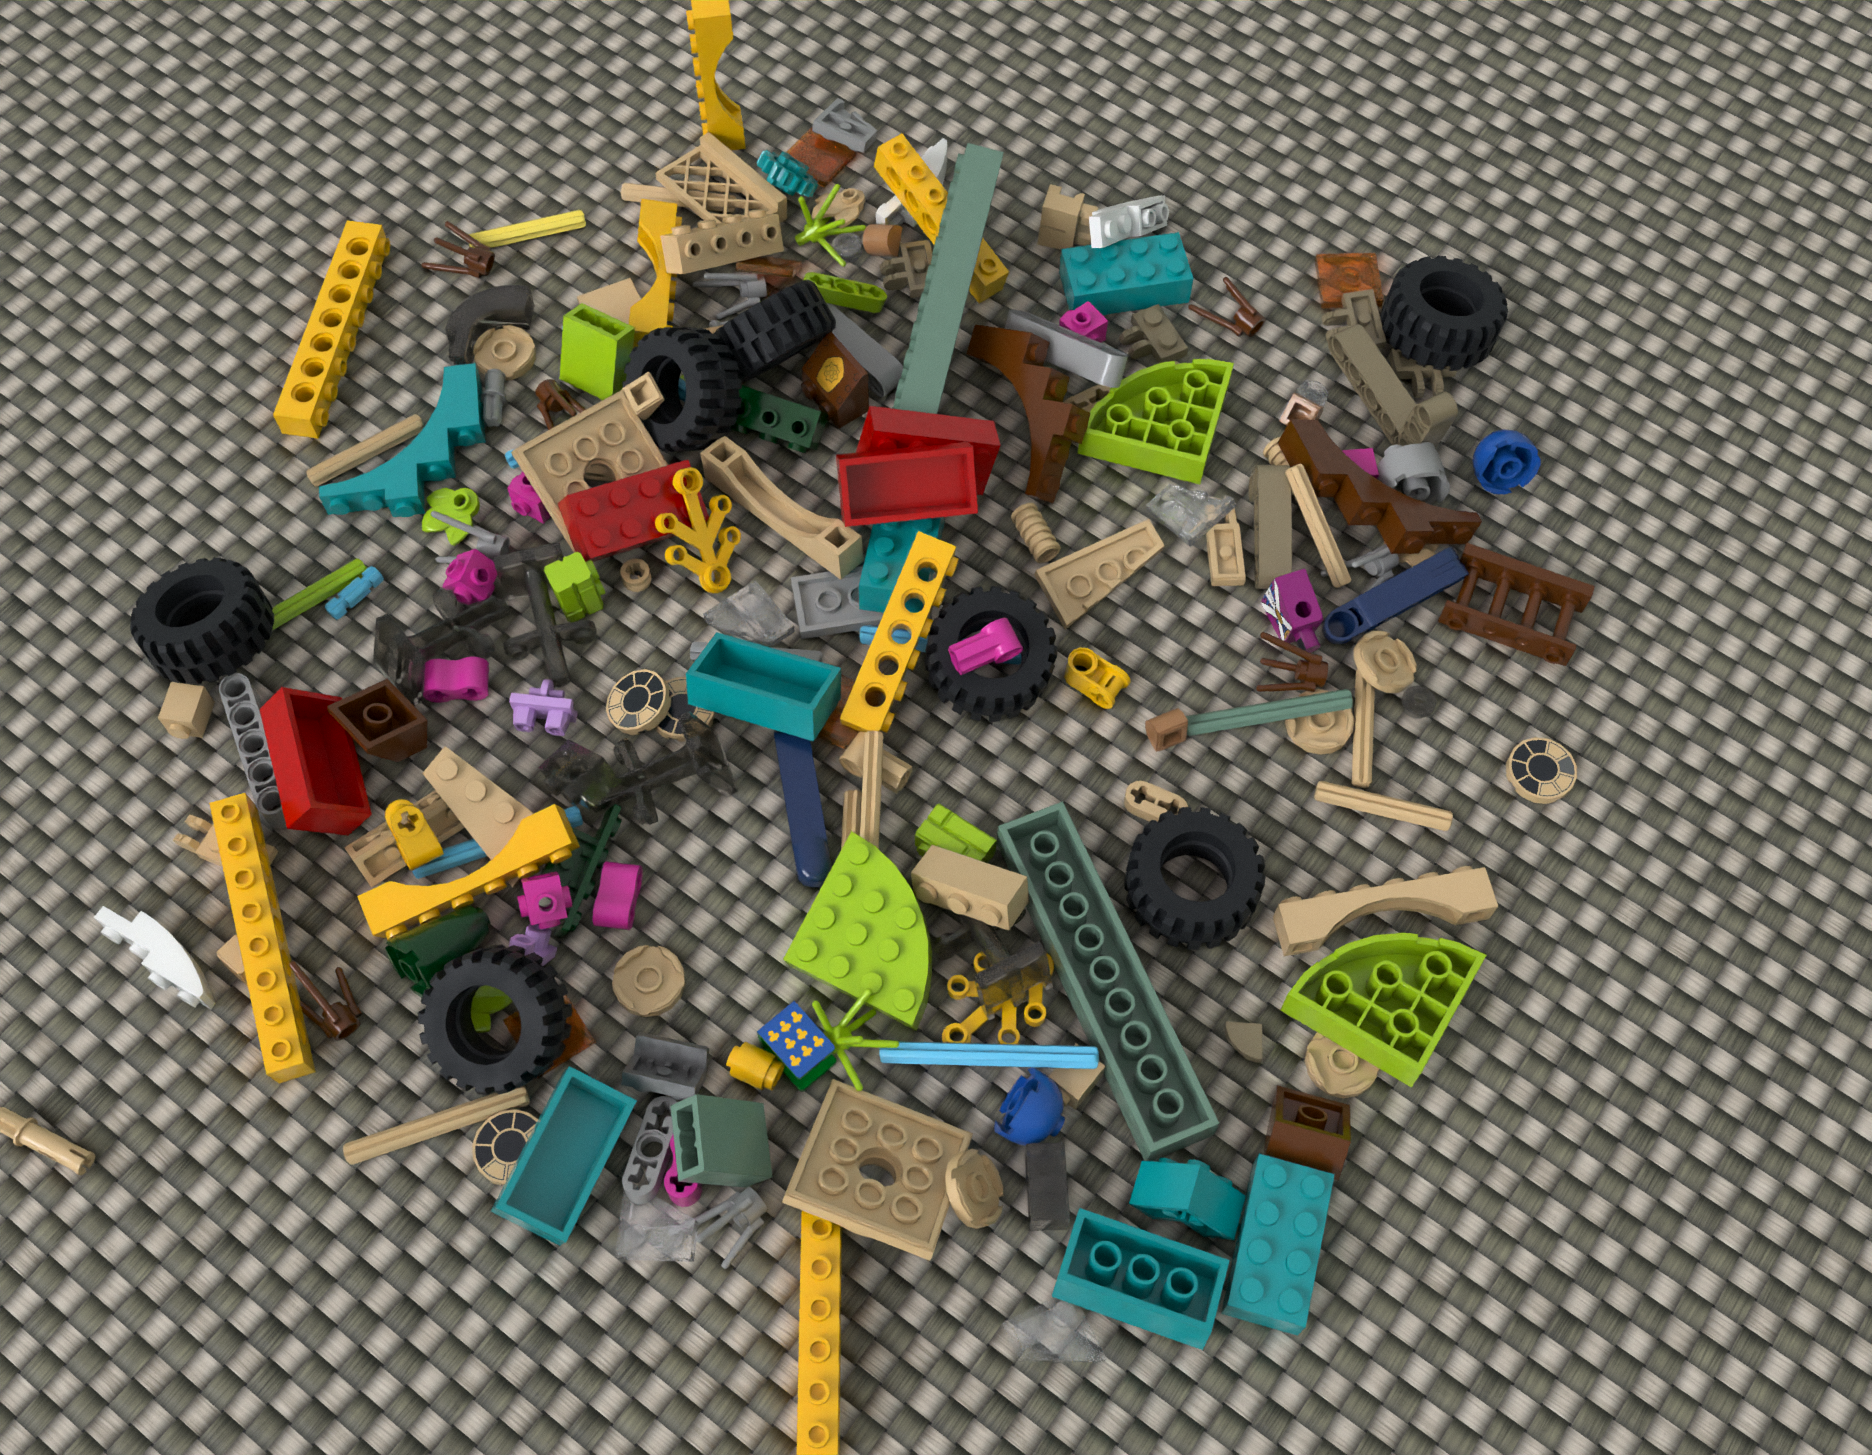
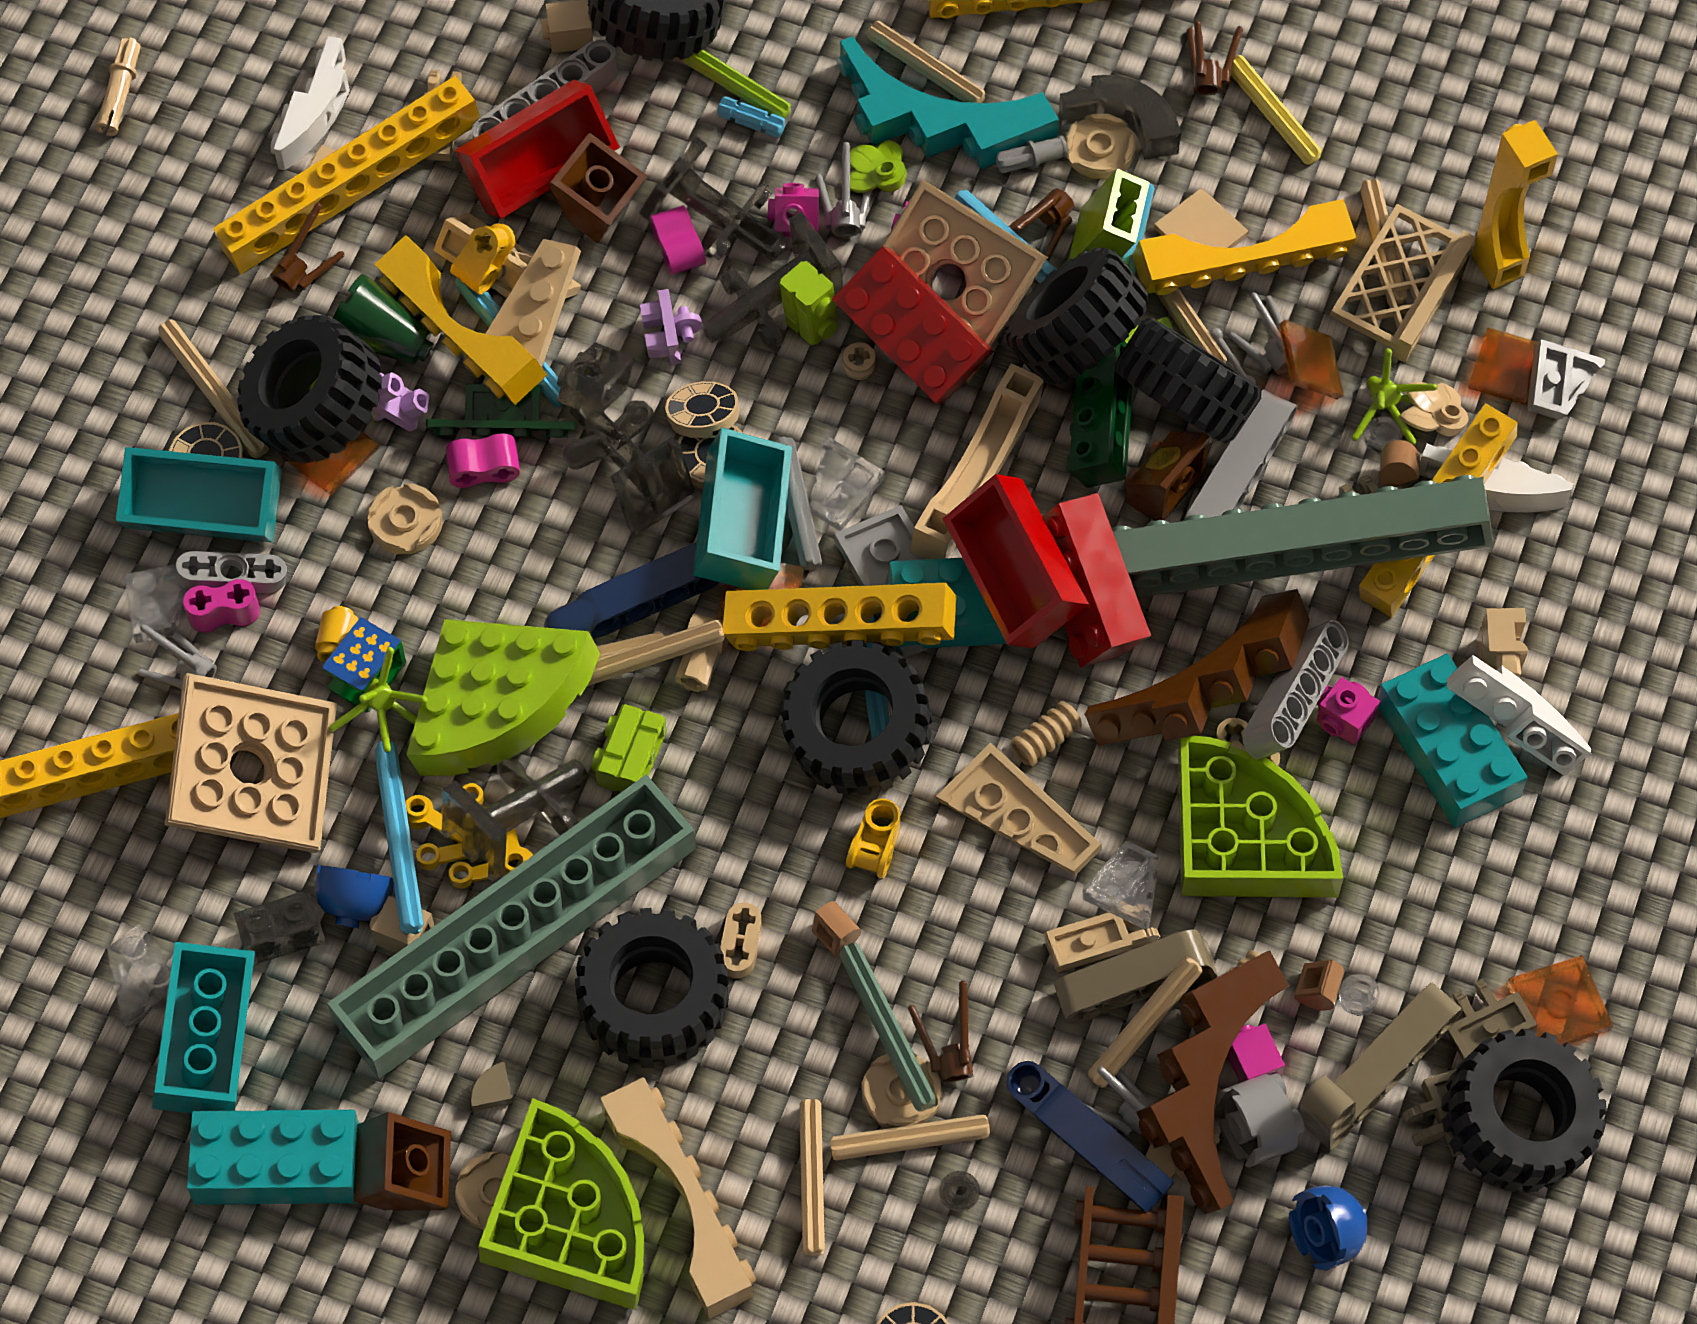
camera: 75 degrees right, 0 degrees up
(539, 887) = (446, 390): dark pink brick -> none
(644, 395) = (1046, 278): tan slope -> none
(666, 1066) = (312, 558): flat silver bracket -> none
(702, 535) = (909, 400): yellow plant -> none
(720, 1141) = (244, 621): sand green brick -> none
(721, 243) = (1307, 297): tan brick -> none
(787, 173) = (1449, 336): teal gear -> none
(848, 292) = (1300, 417): lime beam -> none
(970, 887) = (568, 766): tan brick -> none
(974, 1188) = (257, 858): tan tile -> none
(993, 643) = (842, 701): dark pink piece -> none
(1156, 336) = (1383, 803): dark tan hinge -> none
(1189, 1196) = (294, 1057): teal brick -> none
(1247, 317) = (1443, 895): reddish brown plant -> none
(1294, 609) = (1032, 1012): magenta torso -> none
(1384, 662) = (996, 1140): tan tile -> none

